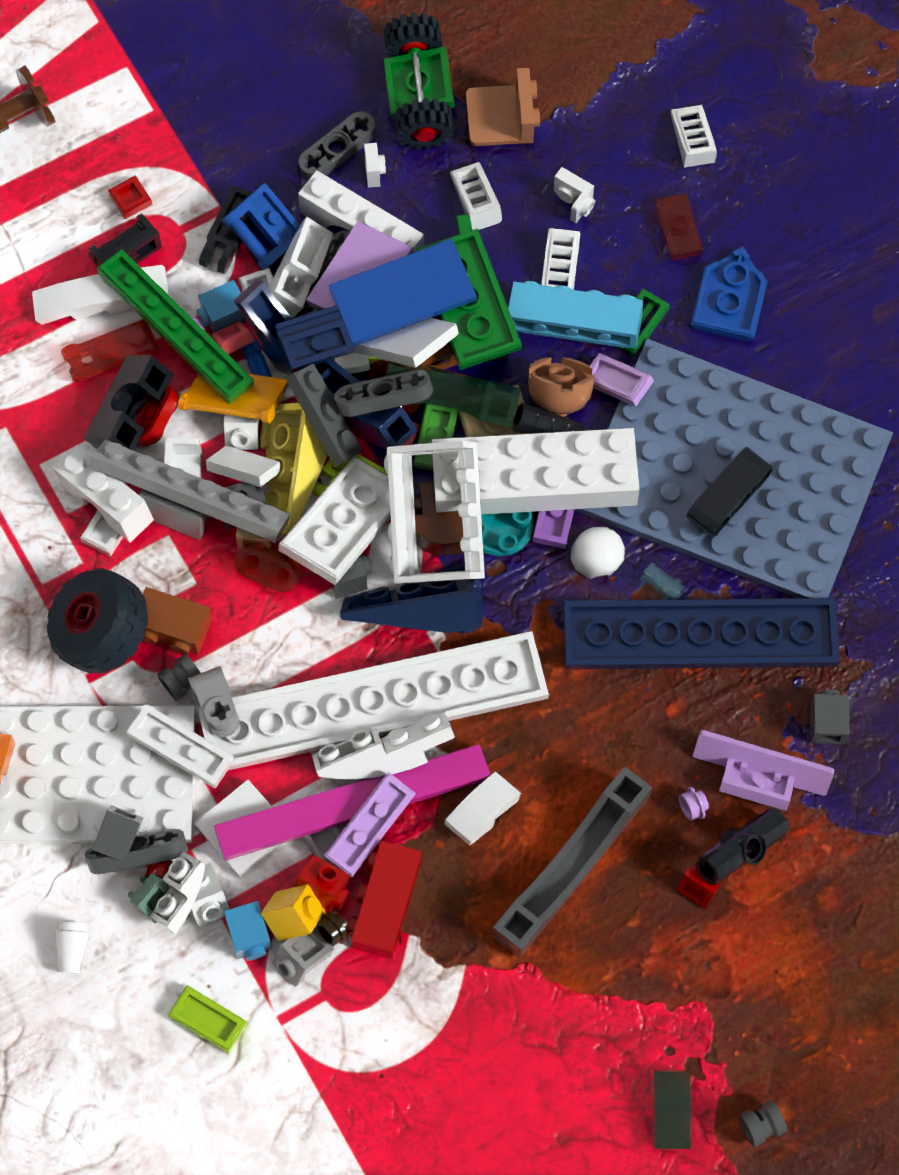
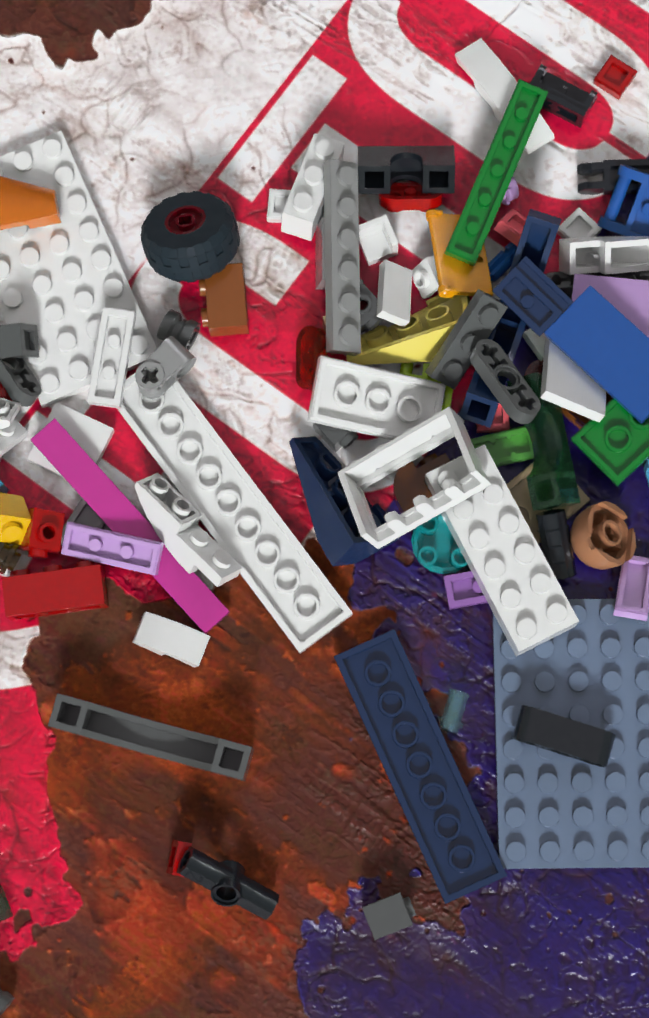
camera: 75 degrees right, 10 degrees up
(109, 350) = (455, 129): clear red plate -> none
(218, 307) = (541, 199): dark azure brick -> none
(597, 552) = (458, 640): white hair -> none
(693, 804) = (255, 823): lavender plate -> none
(761, 772) = (306, 872): lavender bracket -> none

